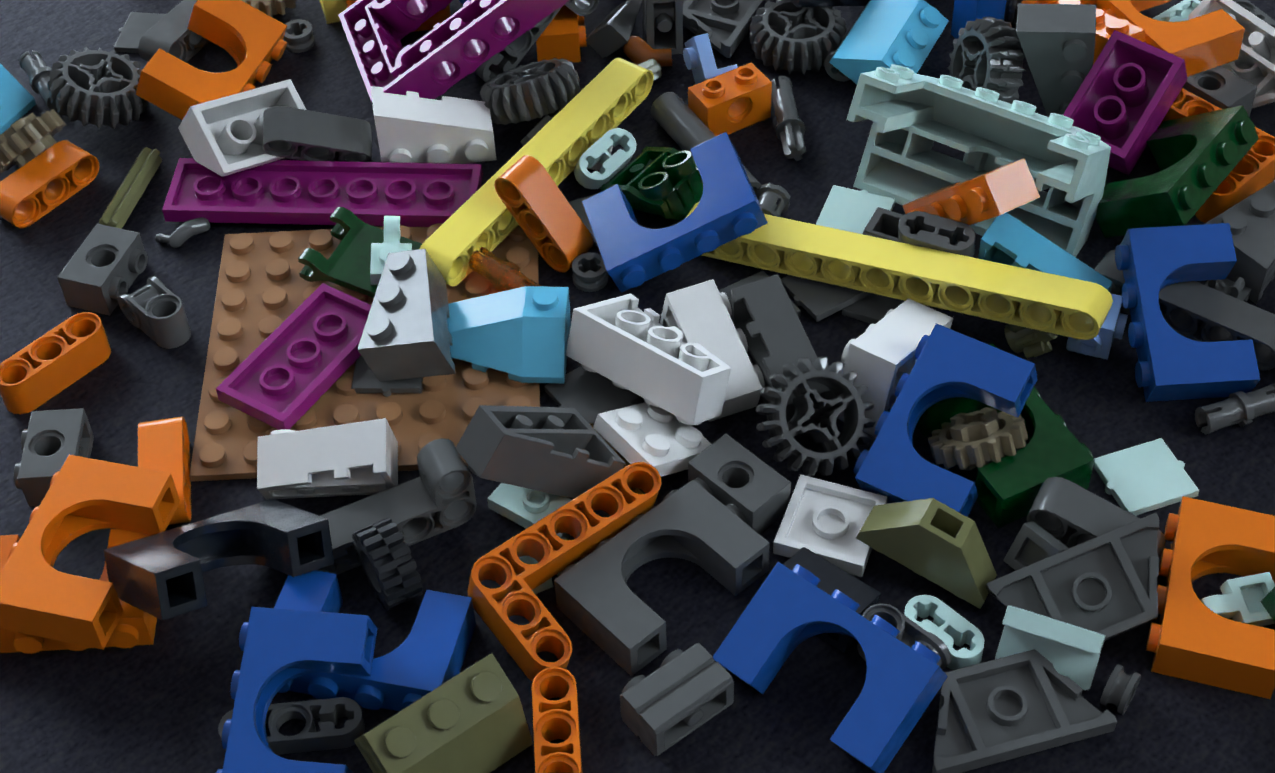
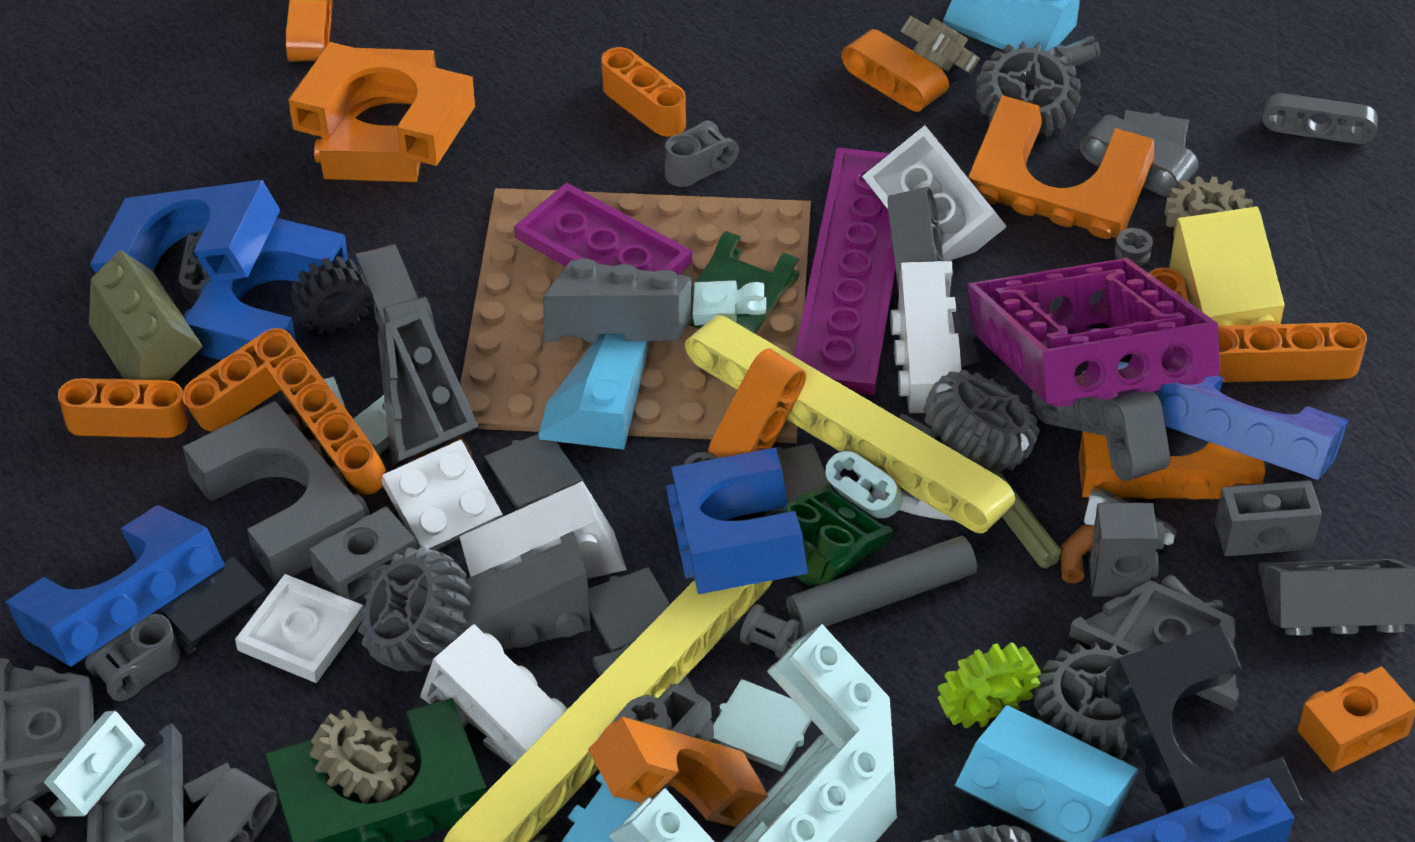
camera: 95 degrees right, 0 degrees up
(46, 447) = (527, 101): dark grey brick -> none
(103, 269) = (762, 115): dark grey brick -> none
(131, 188) = (871, 129): olive axle -> none
(166, 448) = (488, 165): orange beam -> none
(166, 569) = (346, 137): black arch -> none
(184, 232) = (817, 172): dark grey piece -> none
(328, 461) = (459, 263): white wedge -> none
(501, 274) = (686, 393): clear orange pin -> none
(648, 358) = (522, 474): white wedge -> none
(676, 698) = (136, 480): dark grey brick -> none
(700, 59) = (1033, 592): light blue bracket -> none
(732, 99) = (958, 608): orange brick -> none
(789, 126) = (910, 673): dark grey axle -> none
(813, 70) = (988, 684): none -> lime gear
(932, 544) = (227, 687): olive slope -> none
(944, 369) = (414, 714): blue arch -> none
(948, 627) = (151, 701): light aqua beam -> none

